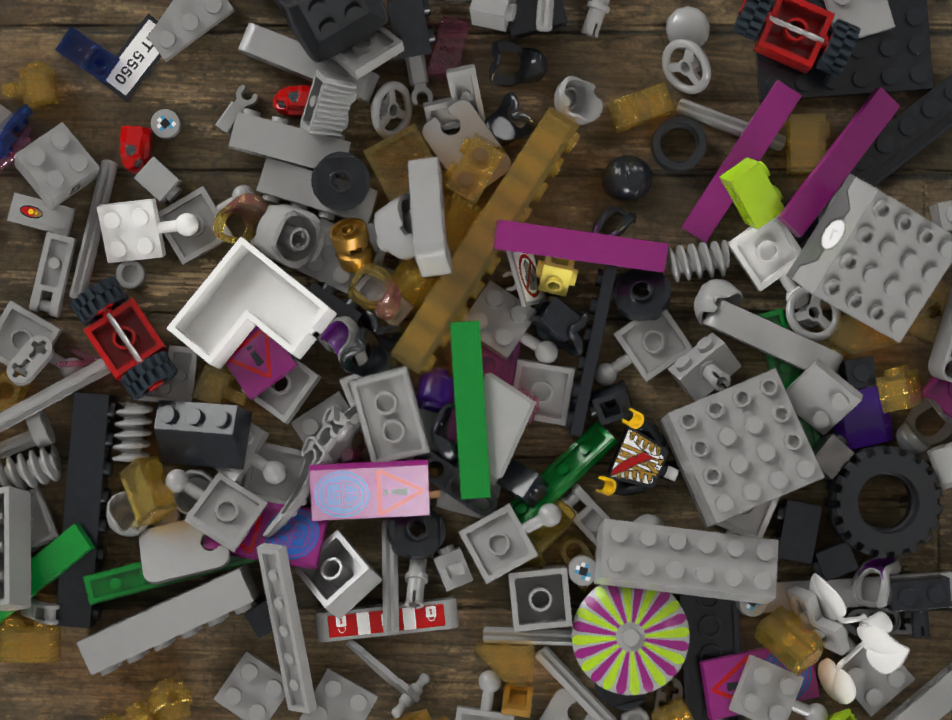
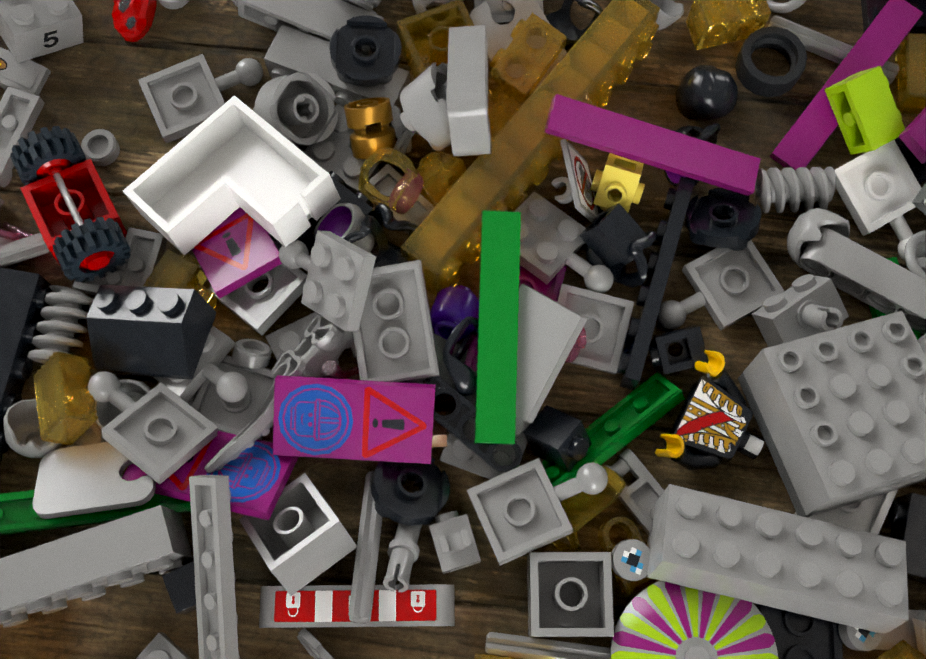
camera: 10 degrees right, 15 degrees down
(93, 230) = (74, 75): light grey axle -> none
(135, 232) = (112, 92): white plate -> none
(159, 181) = (152, 43): light grey brick -> none
(247, 206) = (246, 77): clear yellow piece -> none
(282, 438) = (252, 353): none -> light grey tile
(342, 387) = (335, 278): none -> light grey plate

